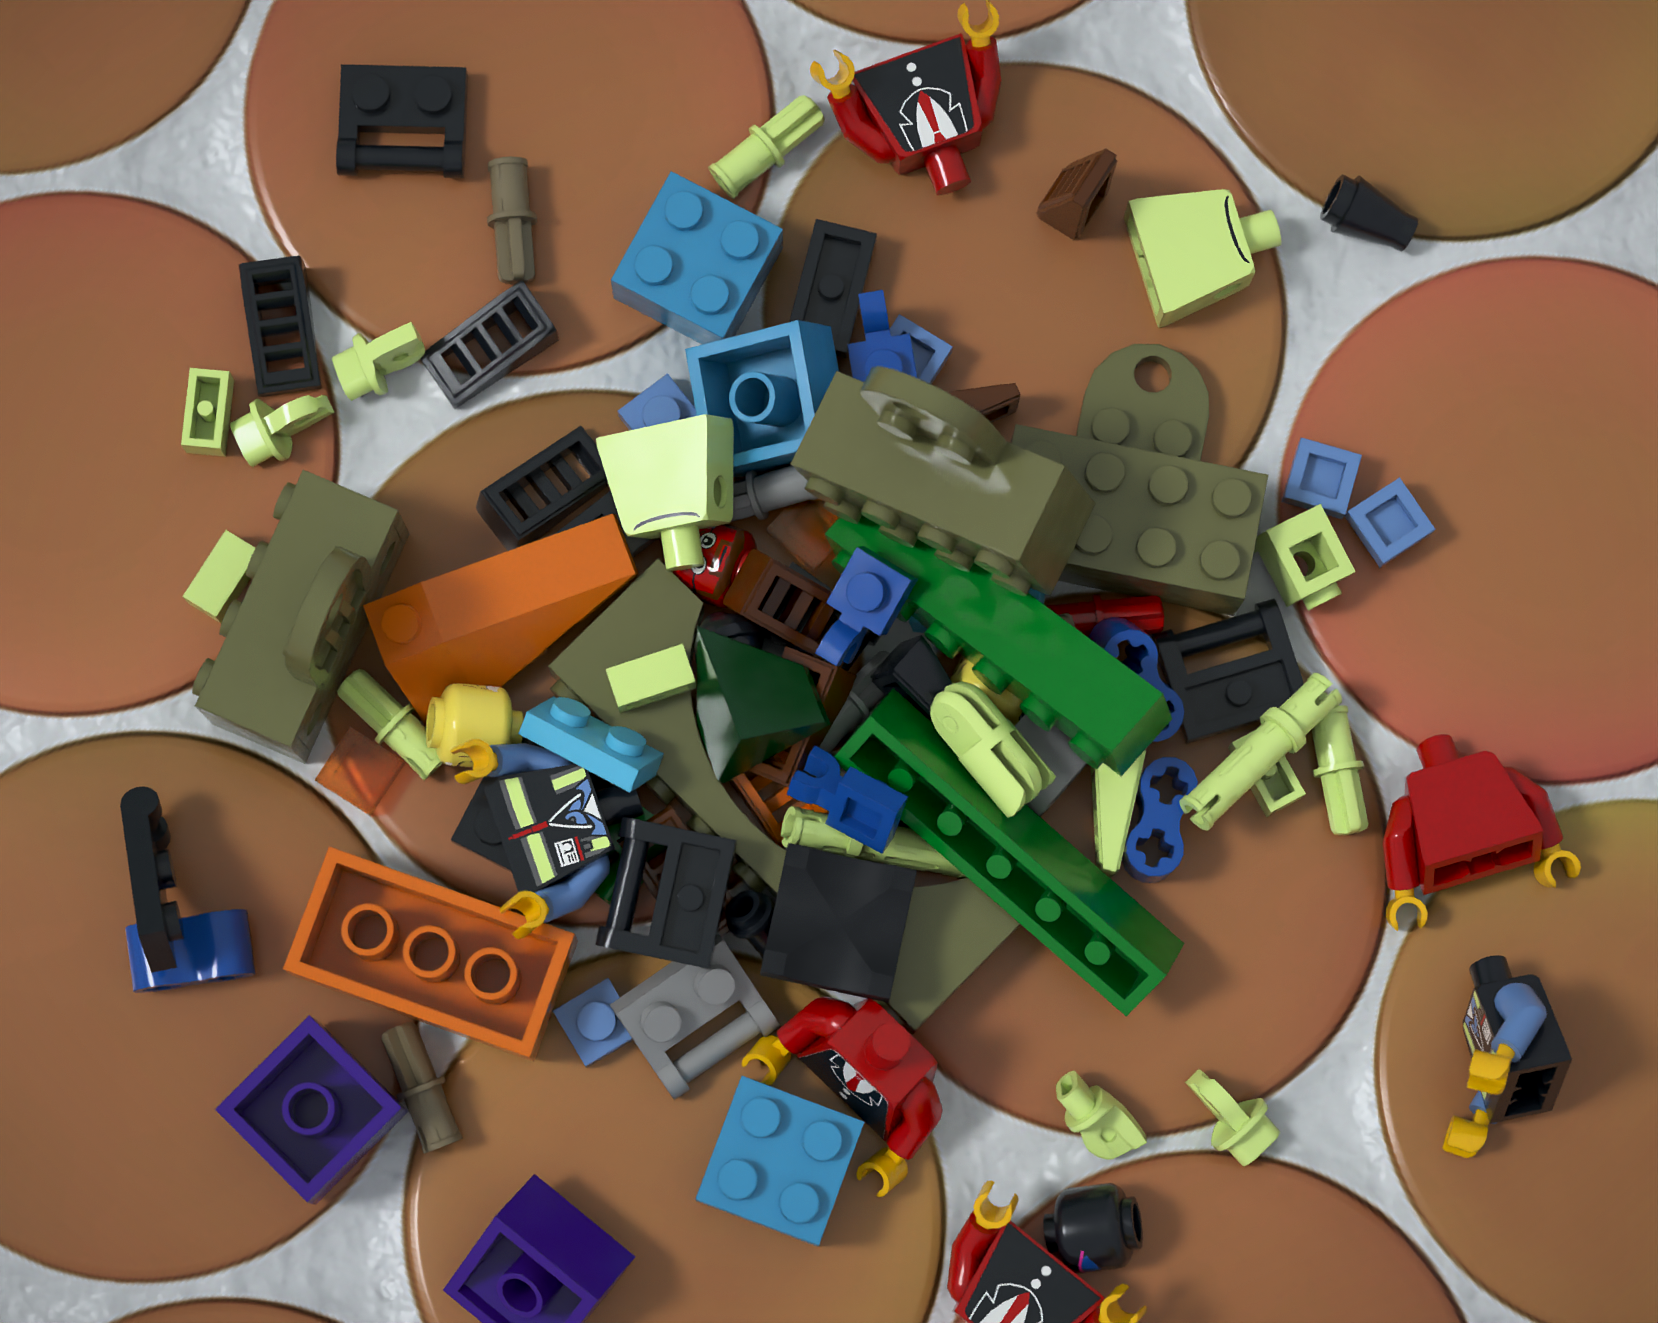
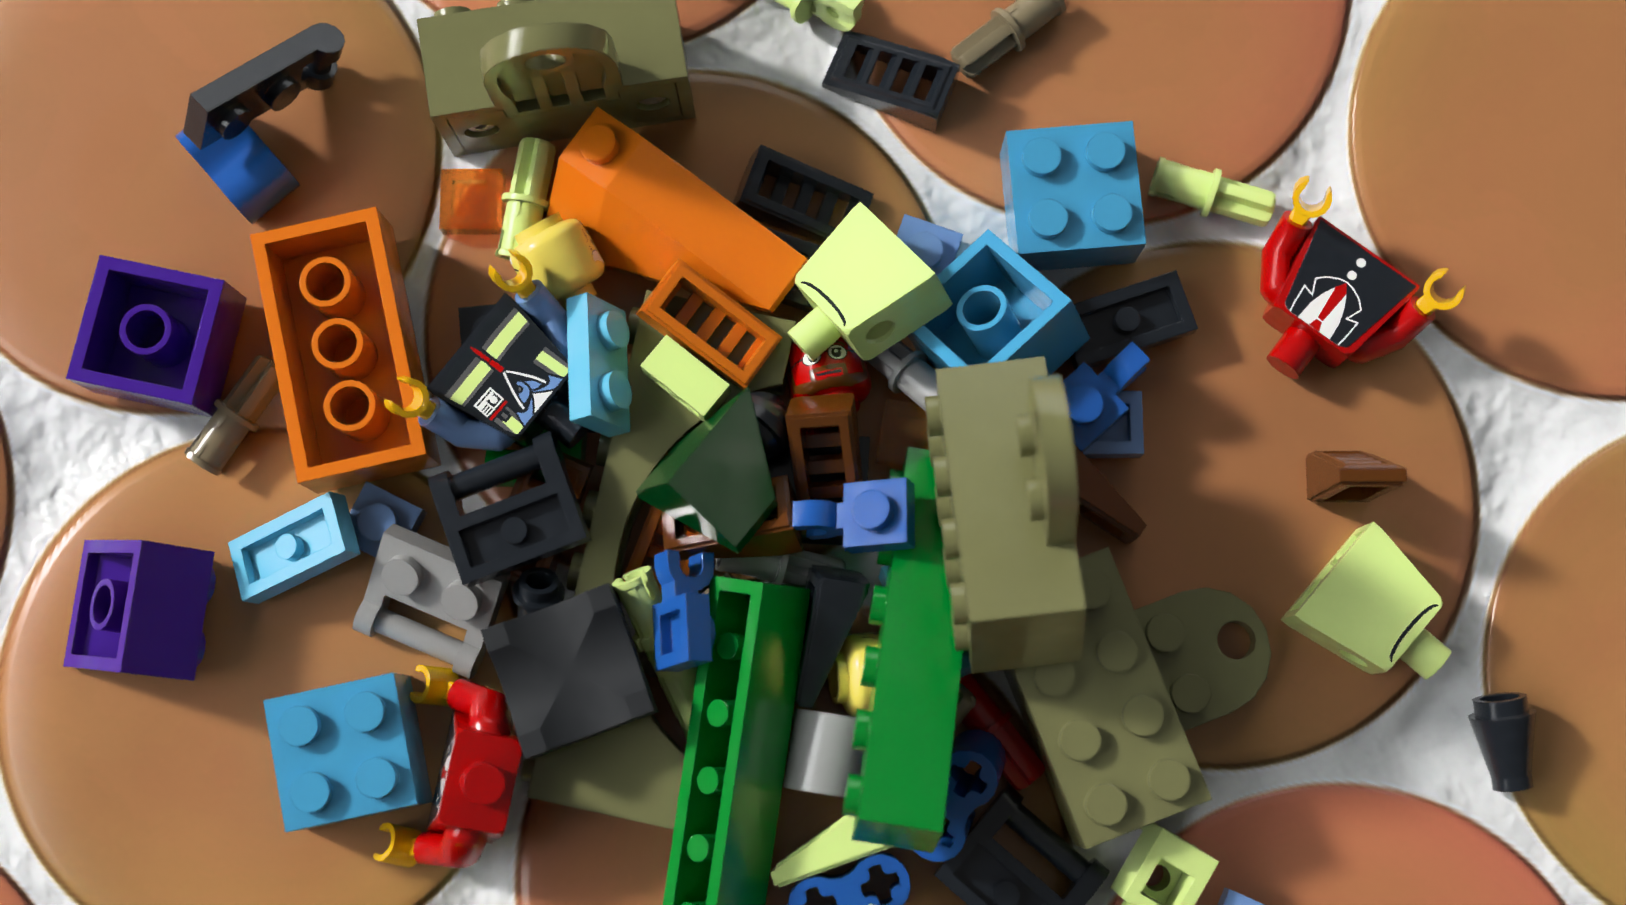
camera: 65 degrees right, 0 degrees up
(574, 1104) = (294, 548): none -> medium azure plate
(581, 619) = (723, 306): none -> orange slope
(989, 747) = (806, 706): yellowish green arm -> none
(1321, 477) = (1244, 846): medium blue plate -> none

